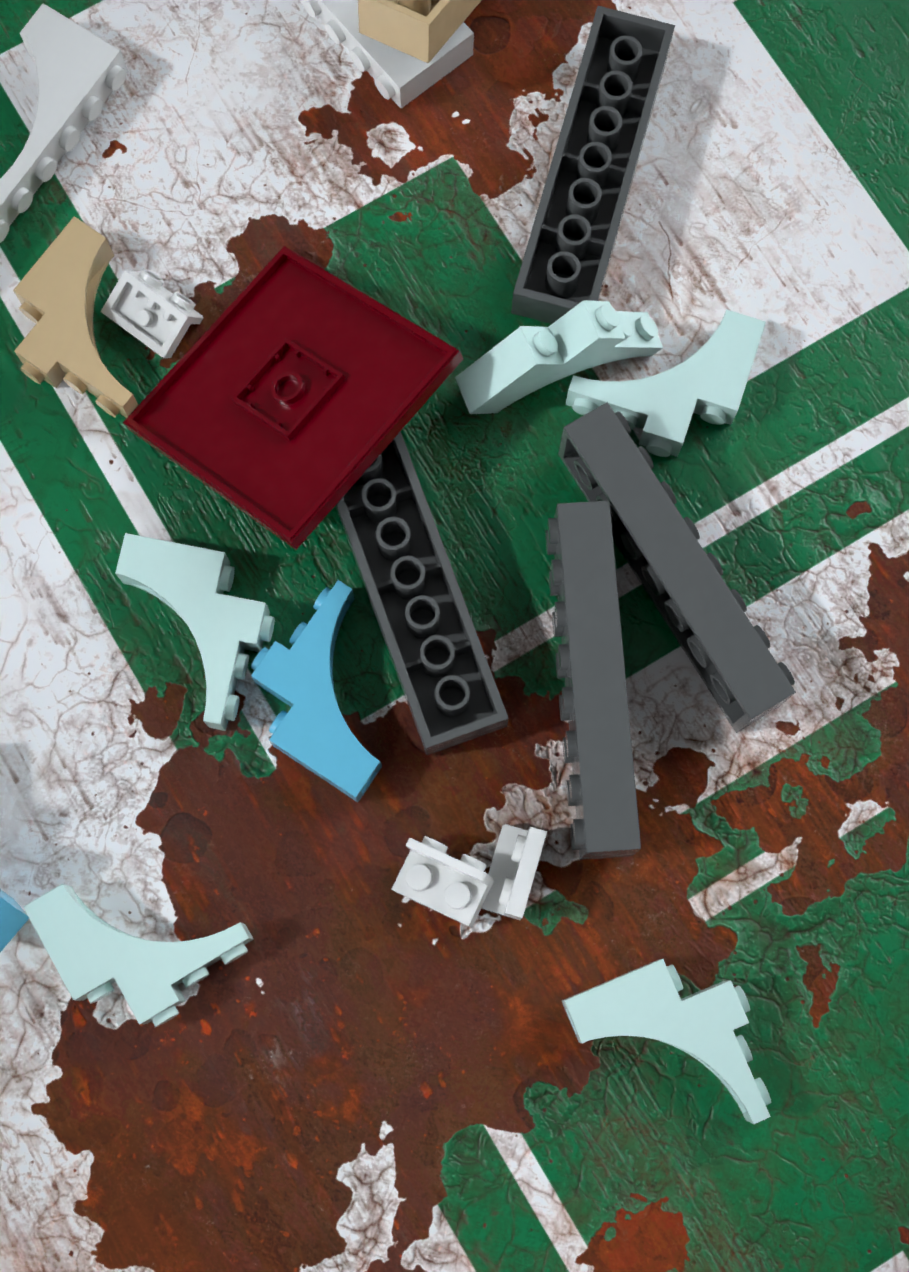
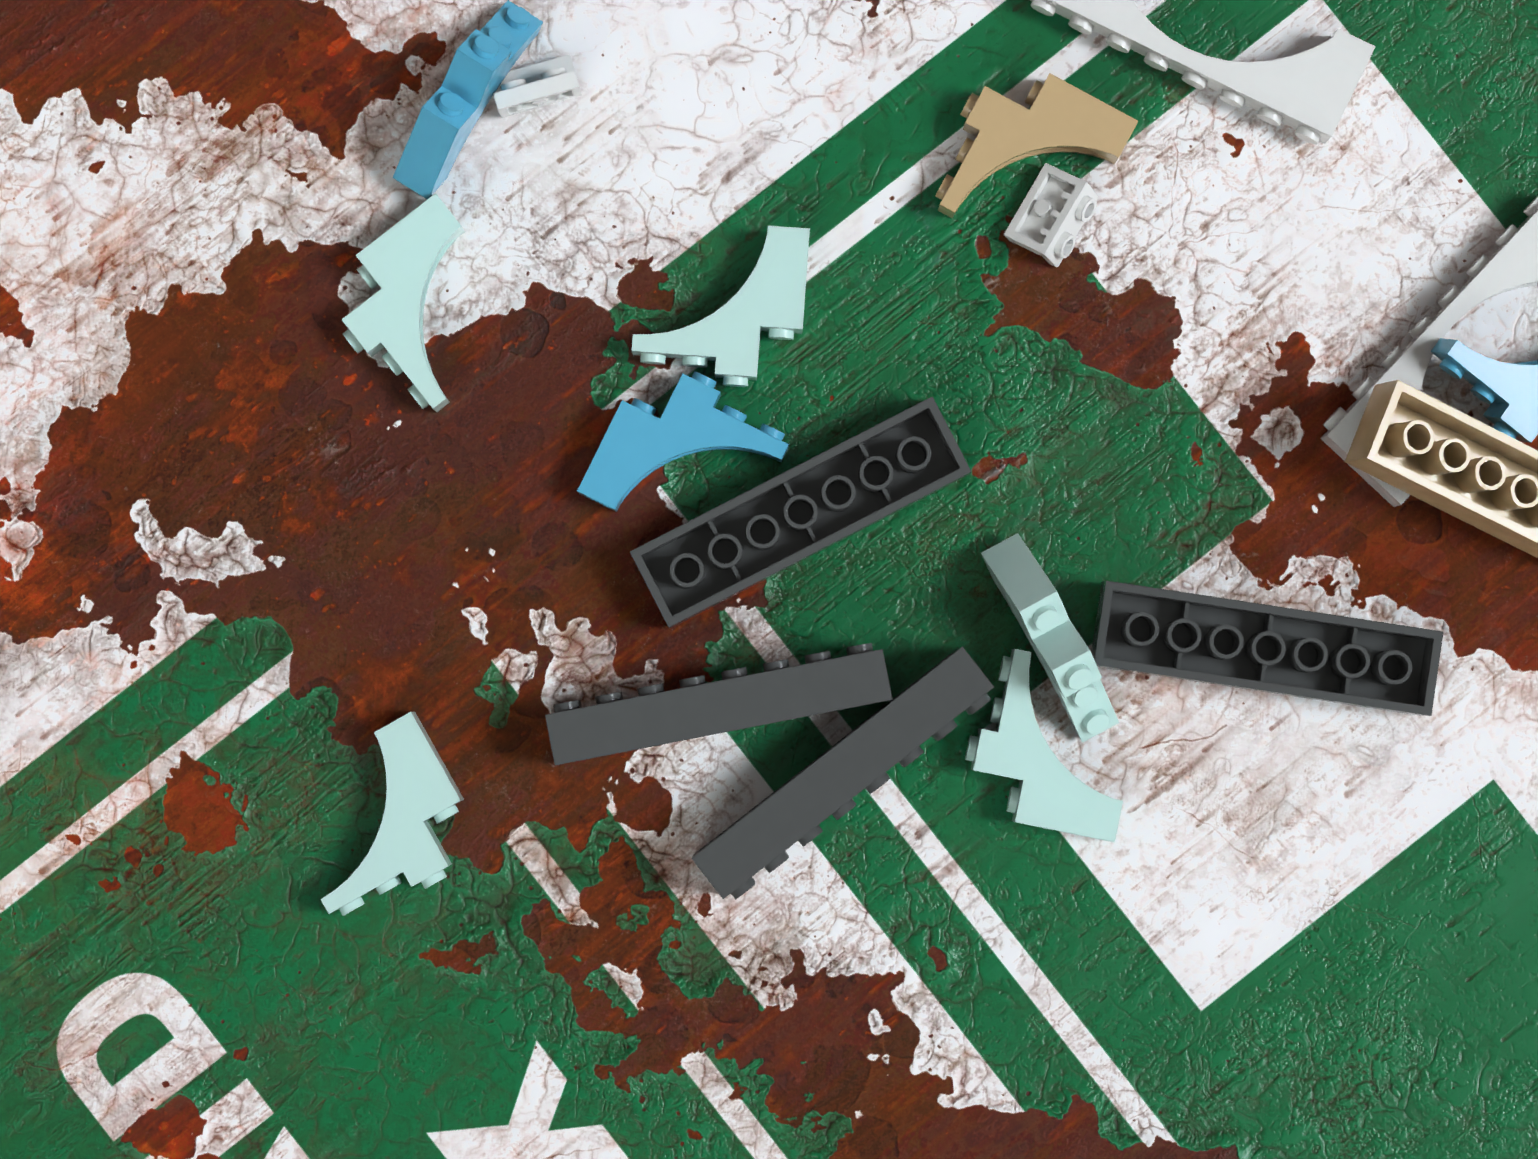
camera: 80 degrees right, 10 degrees up
(292, 394) = (974, 371): dark red tile -> none
(443, 882) = (509, 584): white bracket -> none
(514, 870) = (528, 649): white bracket -> none

